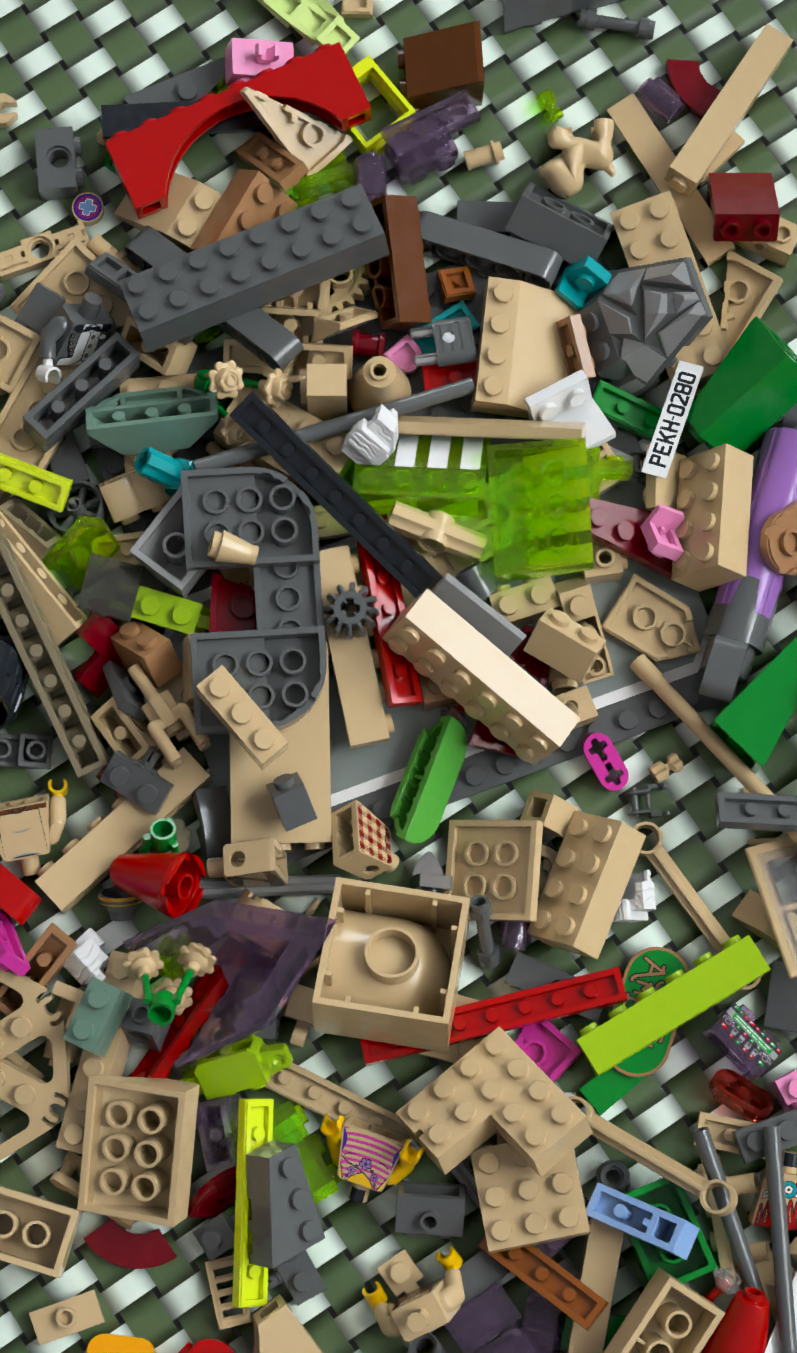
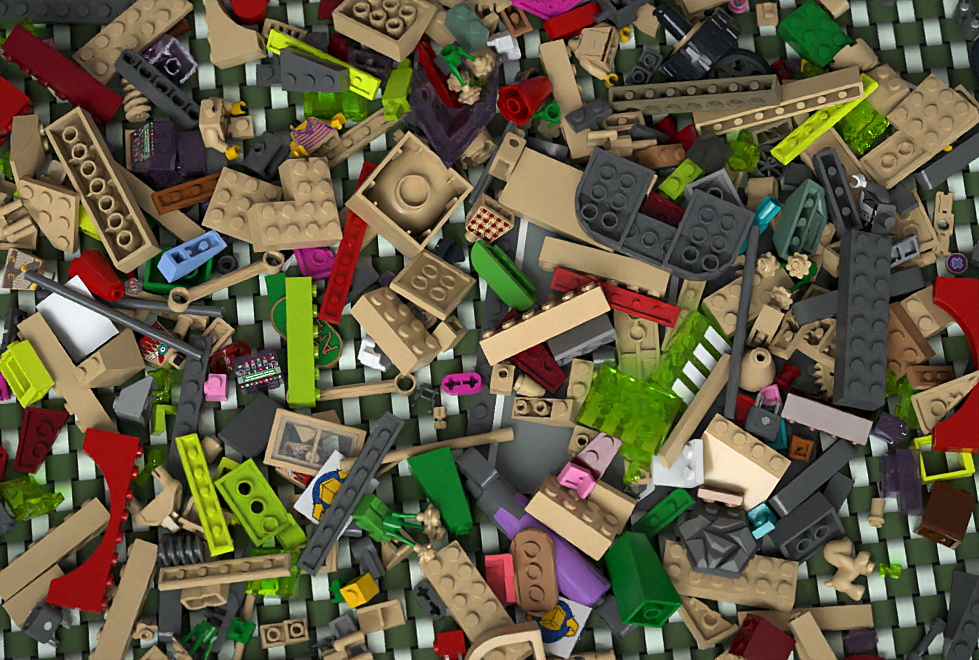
camera: 120 degrees right, 5 degrees down
(231, 549) = (693, 214): tan cone -> none
(242, 717) = (589, 171): tan brick -> none
(291, 801) = (530, 184): dark grey brick -> none
(335, 495) = (696, 296): black plate -> none
(339, 616) = (617, 264): dark grey gear -> none
(341, 321) = (807, 363): tan slope -> none
(373, 440) = (720, 338): white hair -> none
(437, 532) = (647, 348): tan piece -> none
(480, 911) = (411, 260): dark grey bar -> none
(564, 644) = (540, 387): tan brick -> none
(652, 622) = (530, 455): tan tile -> none
(672, 419) = (645, 523): white sticker -> none

